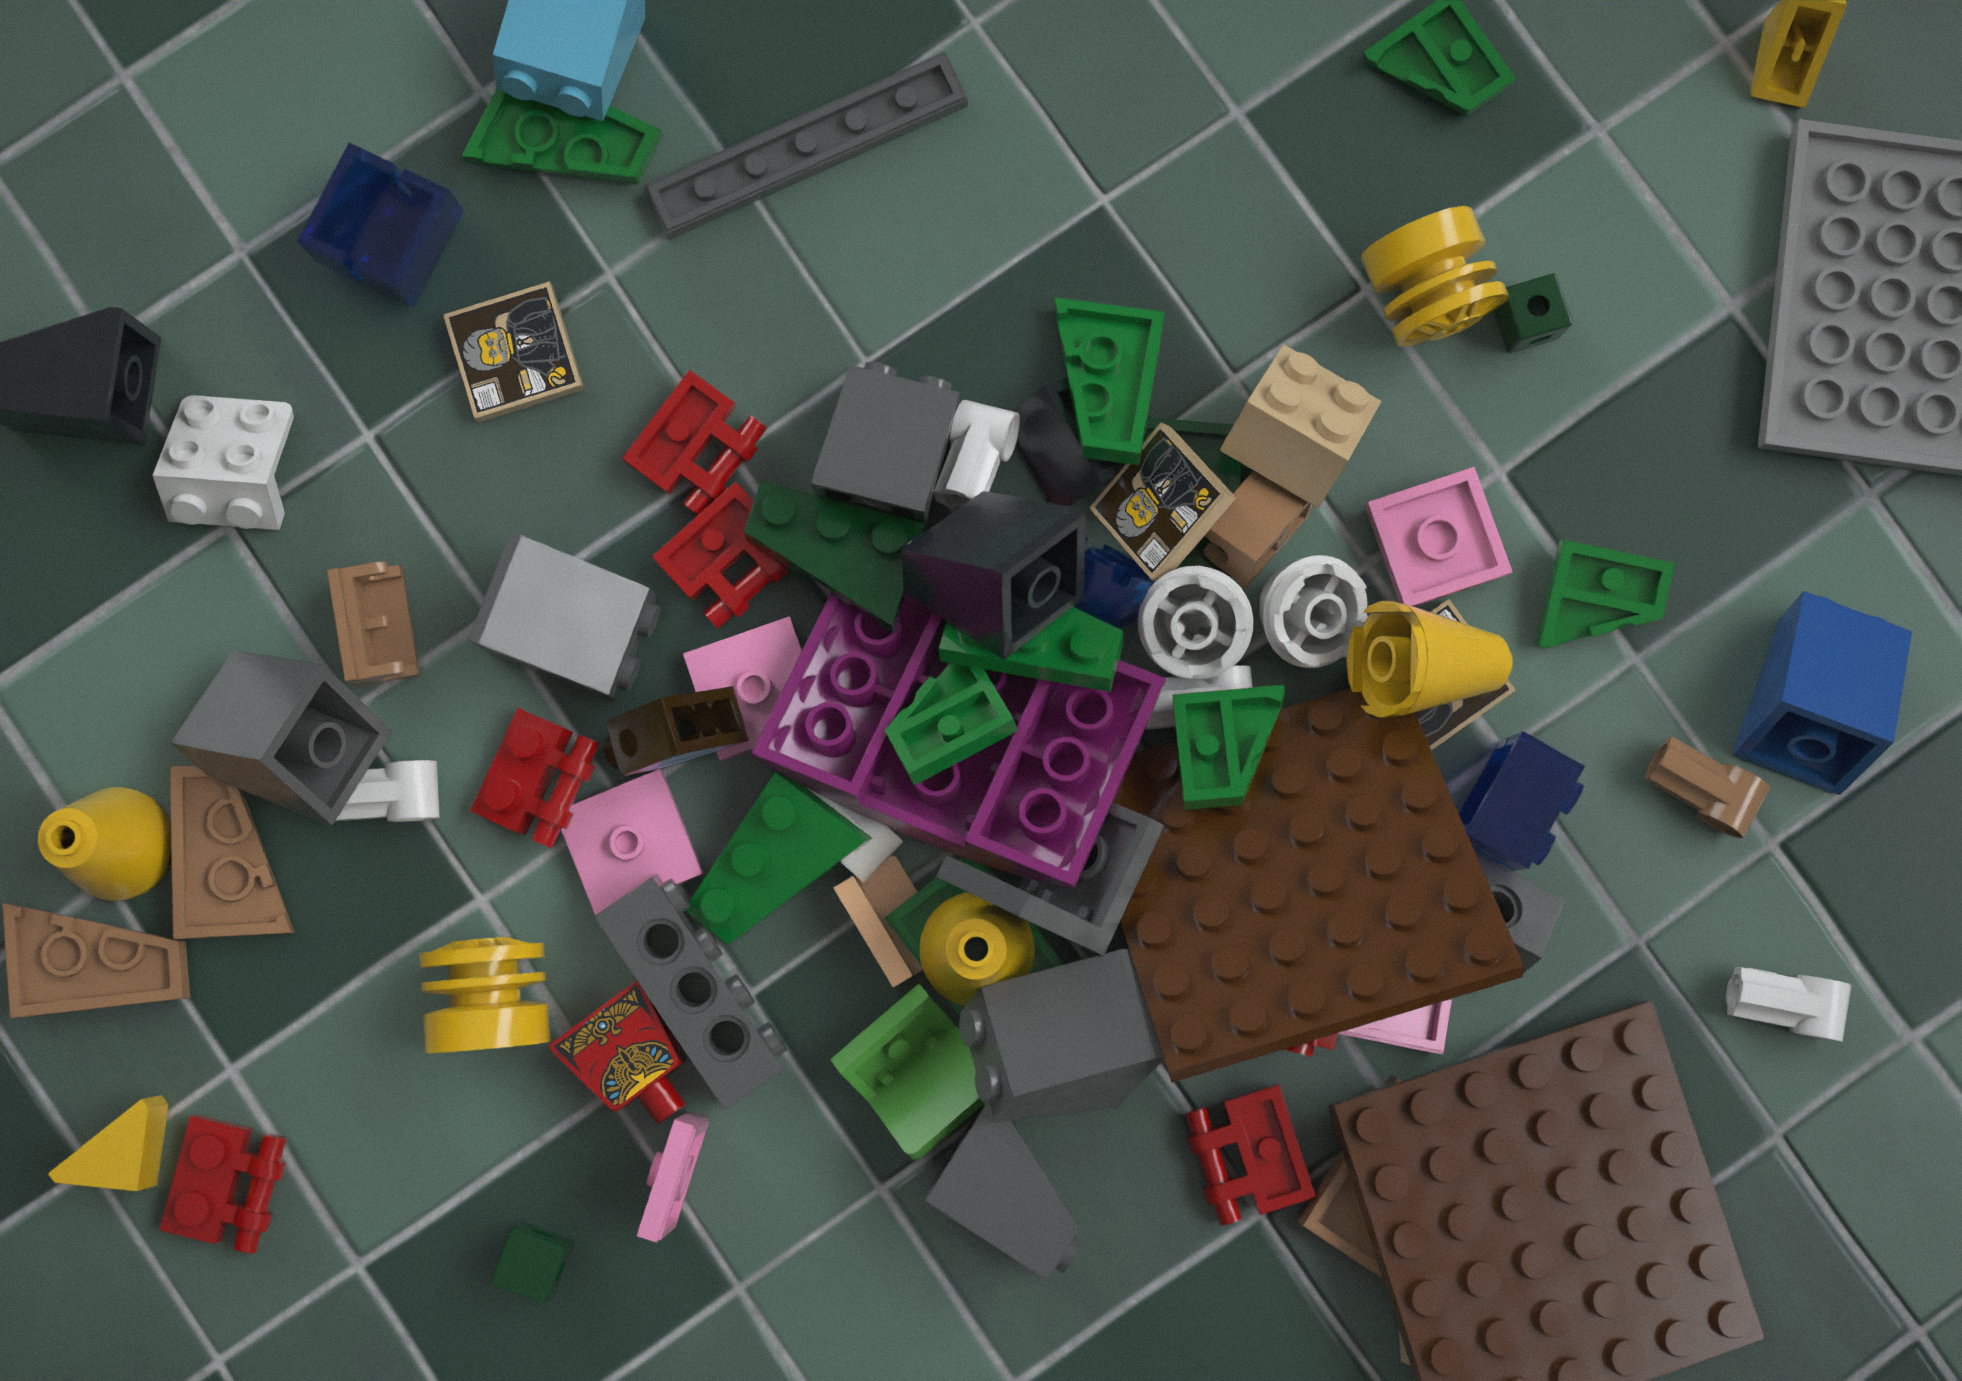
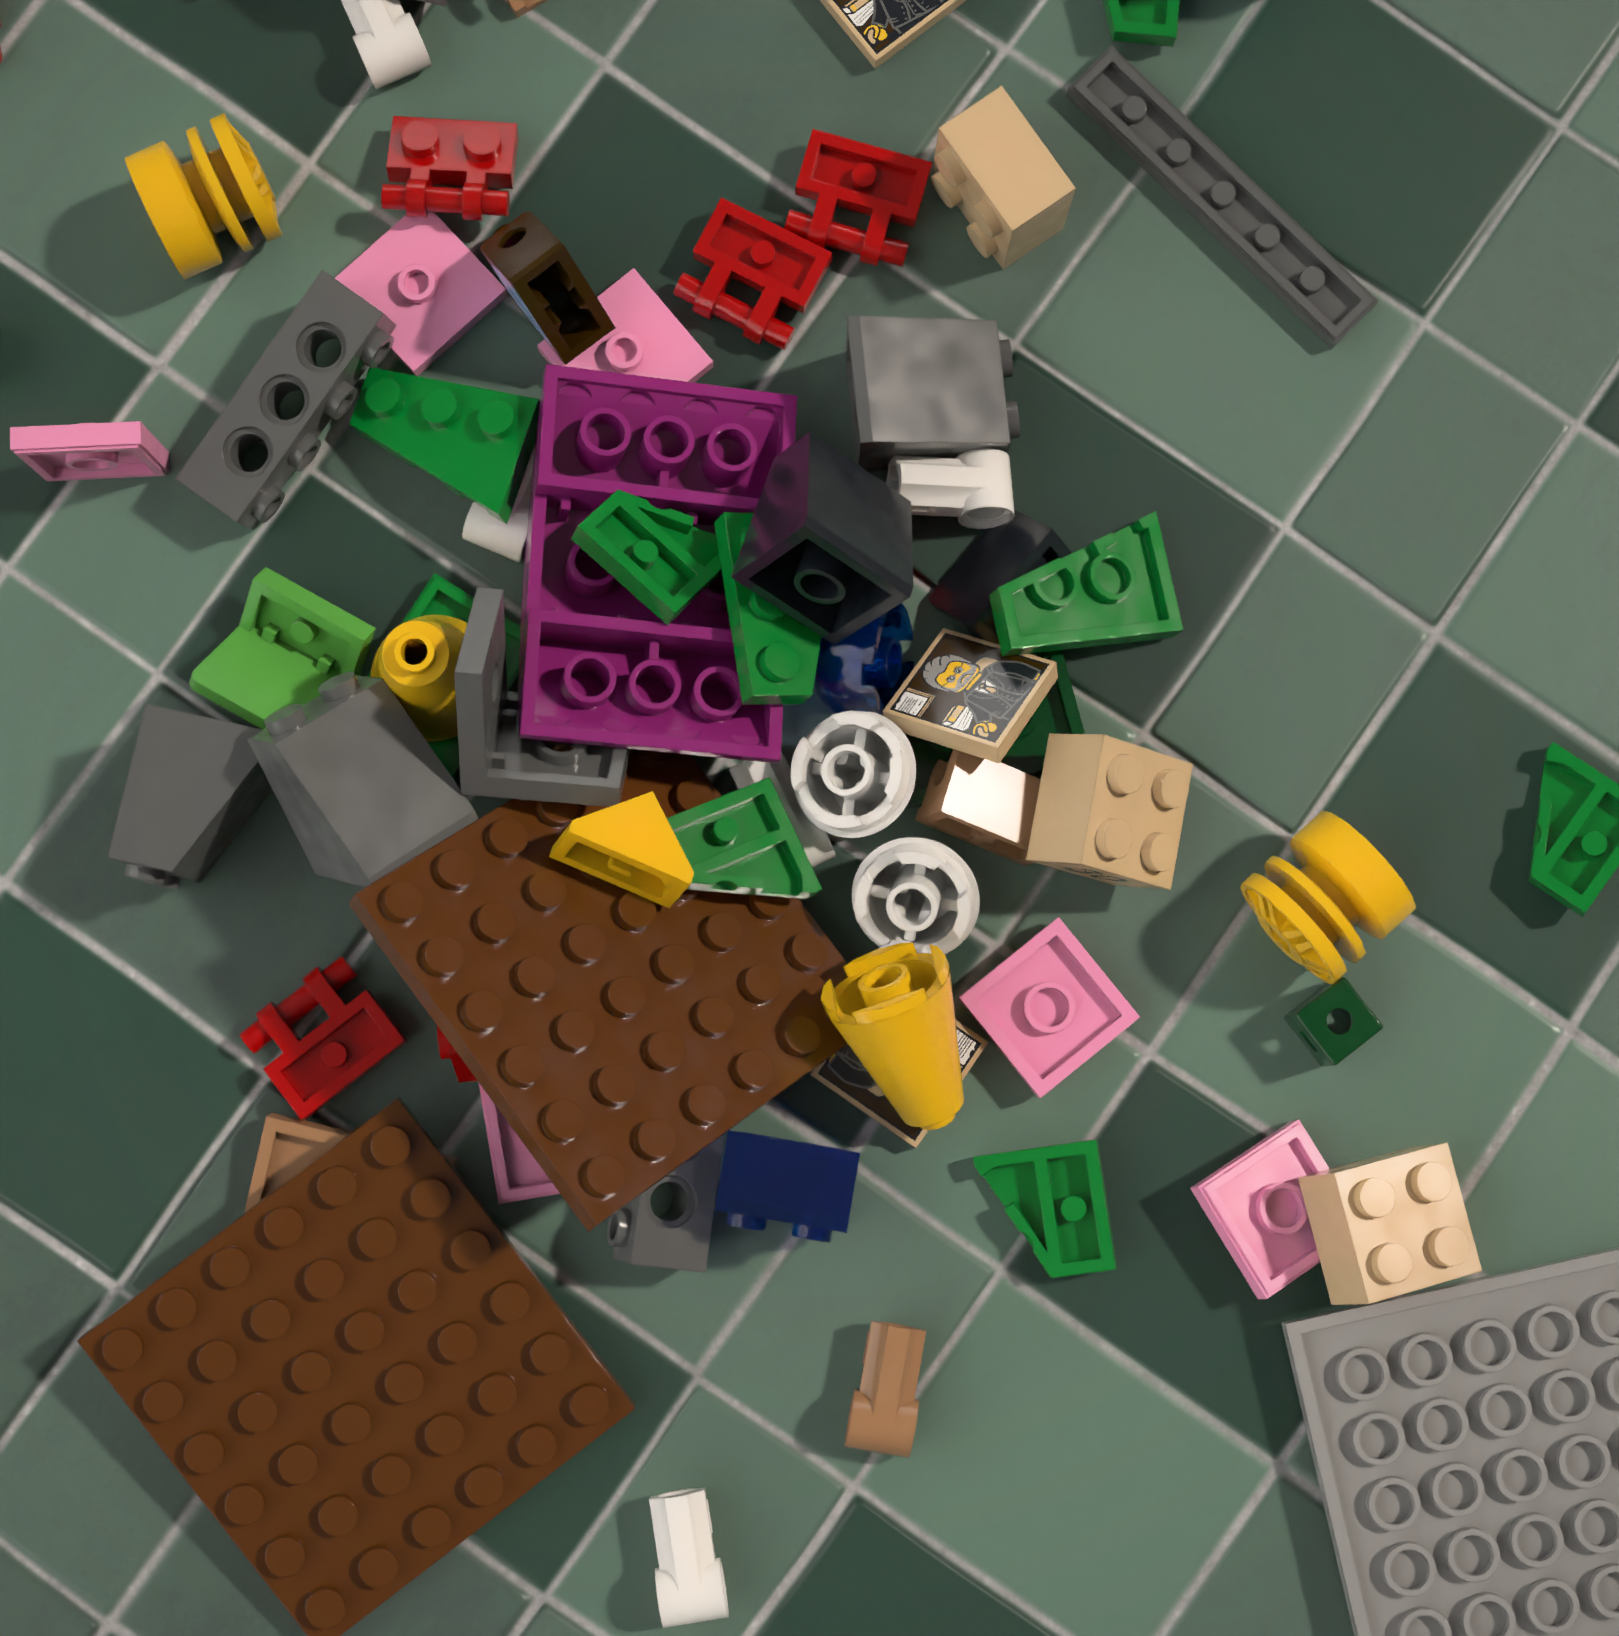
camera: 65 degrees right, 0 degrees up
(565, 617) = (622, 129): slope -> none
(625, 1054) = (195, 359): torso -> none
(730, 316) = (1000, 179): none -> tan brick
(837, 545) = (798, 374): dark green wing -> none
(870, 904) = (436, 550): light nougat panel -> none
(1202, 828) = (628, 848): none -> yellow slope
(1668, 415) = (1262, 1210): none -> bright pink plate
(1716, 329) = (1390, 1224): none -> tan brick
(1826, 694) = (1035, 1482): blue slope -> none

